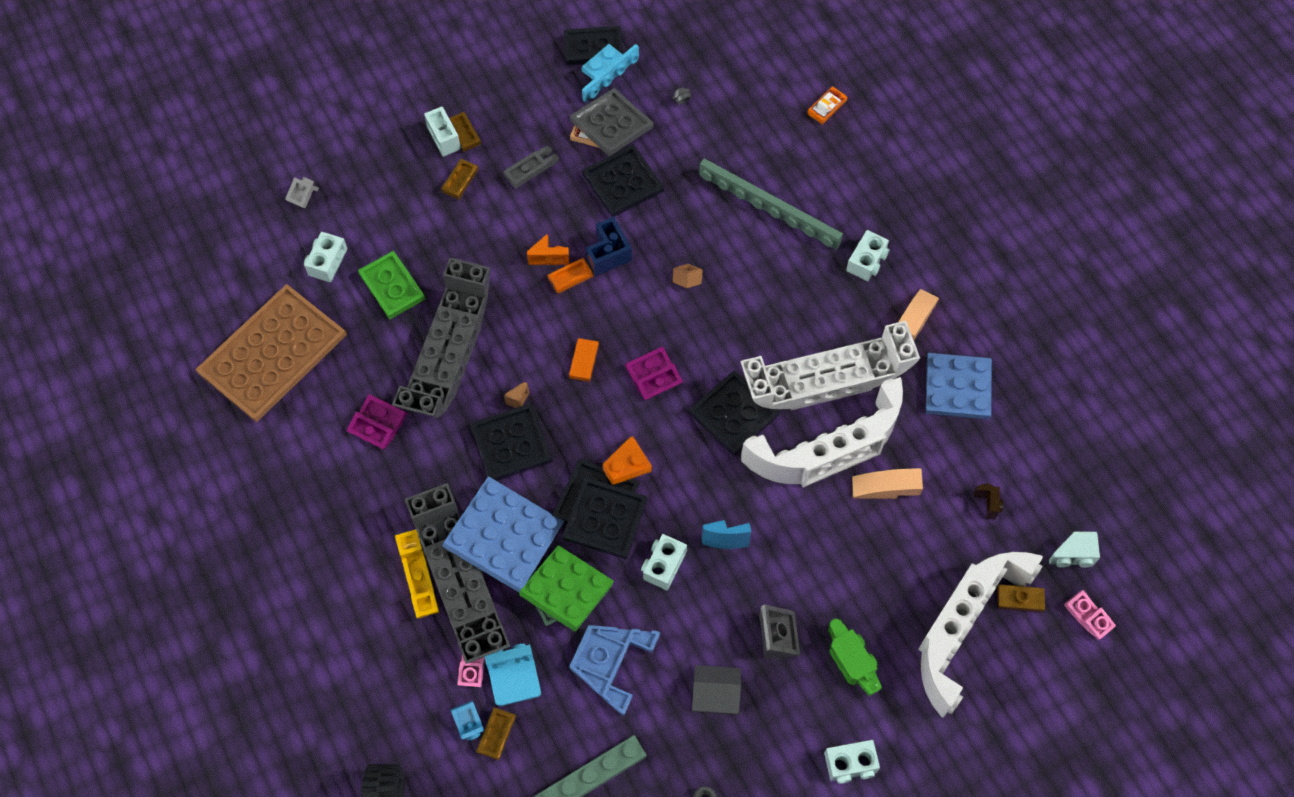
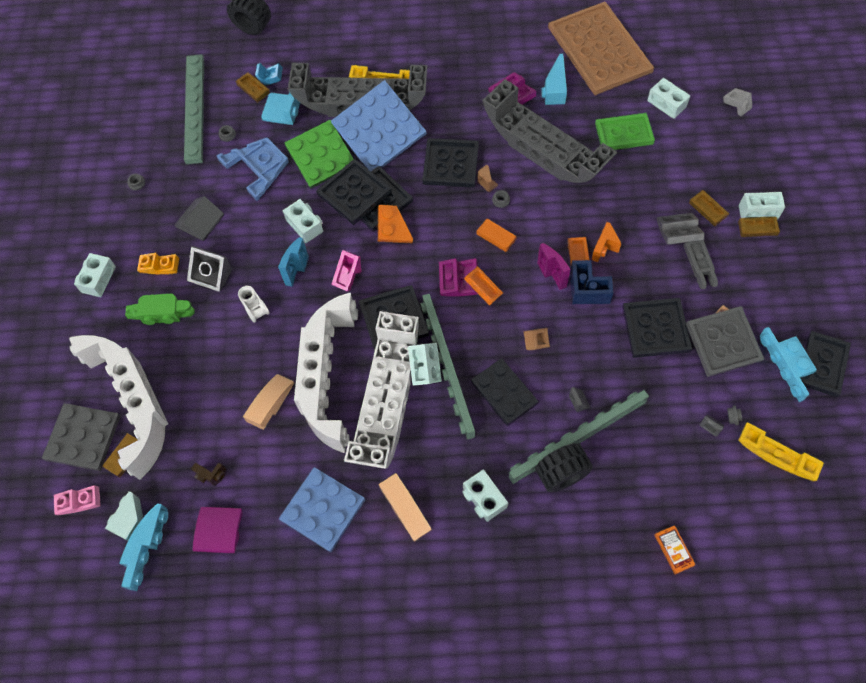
camera: 120 degrees right, 0 degrees up
(346, 377) = (555, 84): none -> medium azure slope
(497, 195) = (680, 228): none -> flat silver slope
(536, 367) = (501, 195): none -> dark grey plate
(582, 718) = (227, 133): none -> dark grey plate
(605, 279) = (553, 264): none -> magenta slope
(655, 342) = (483, 285): none -> orange tile
(698, 110) = (711, 425): none -> dark grey slope
(700, 53) = (780, 455): none -> yellow slope
(707, 480) = (347, 268): none -> slope
(732, 218) = (578, 399): none -> dark grey slope
(757, 283) = (504, 392): none -> black plate
(758, 339) = (454, 390): none -> sand green plate
(776, 350) = (424, 364): none -> light aqua brick
(794, 557) = (254, 305): none -> white piece
(797, 699) = (157, 264): none -> light orange slope
(812, 194) = (564, 467): none -> black tyre
(1029, 654) = (81, 437): none -> dark grey plate
(1033, 464) = (217, 530): none -> magenta slope
(1083, 520) = (145, 537): none -> medium azure slope

